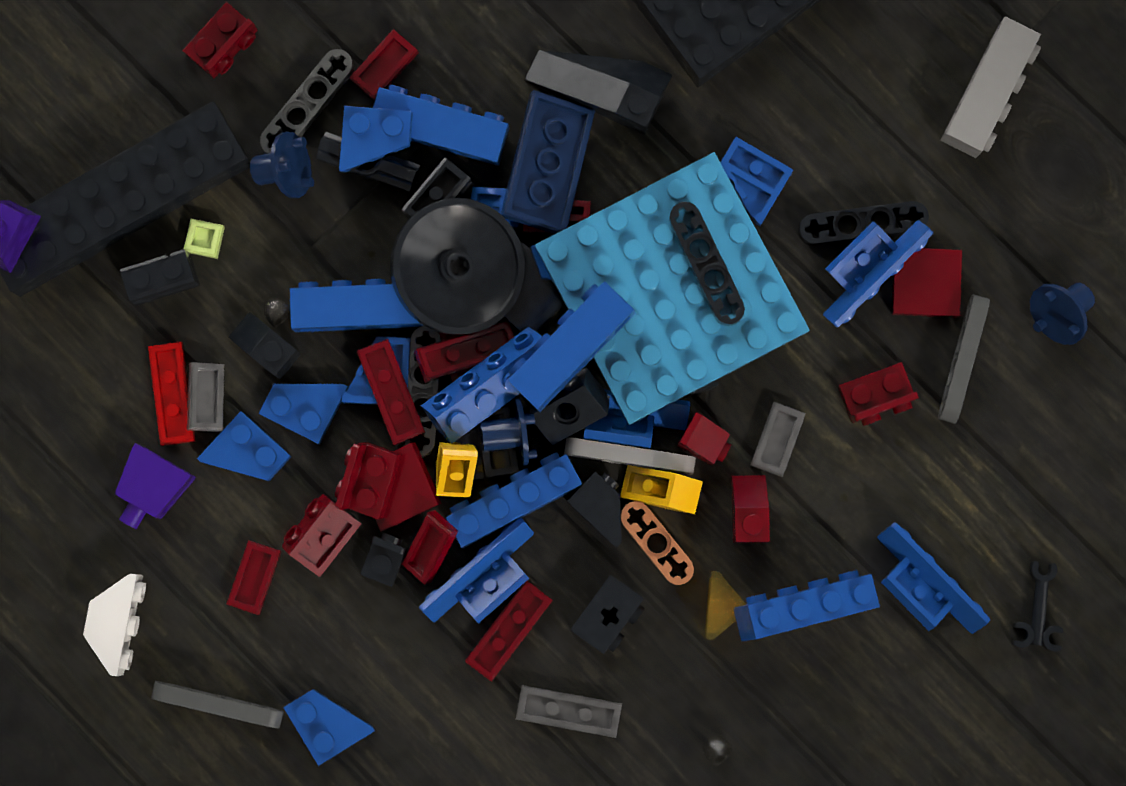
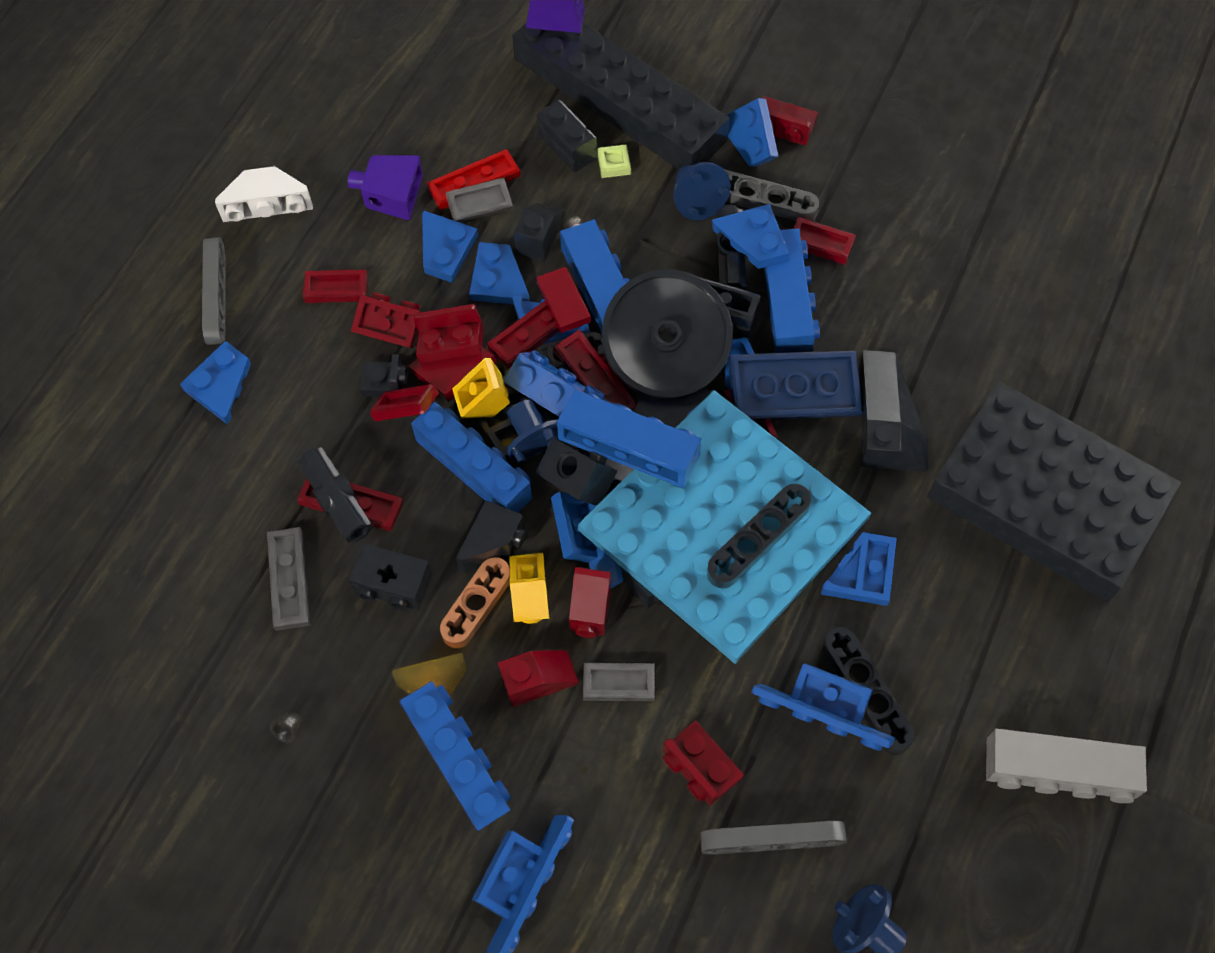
camera: 70 degrees right, 20 degrees down
(232, 83) = (753, 133): none -> blue wing
(375, 353) = (563, 299): none -> dark red tile
(485, 579) = (393, 460): blue bracket -> none
(506, 643) = (335, 495): none -> black piece
(630, 455) = (551, 549): light grey beam -> none
(929, 284) = (836, 775): dark red tile -> none

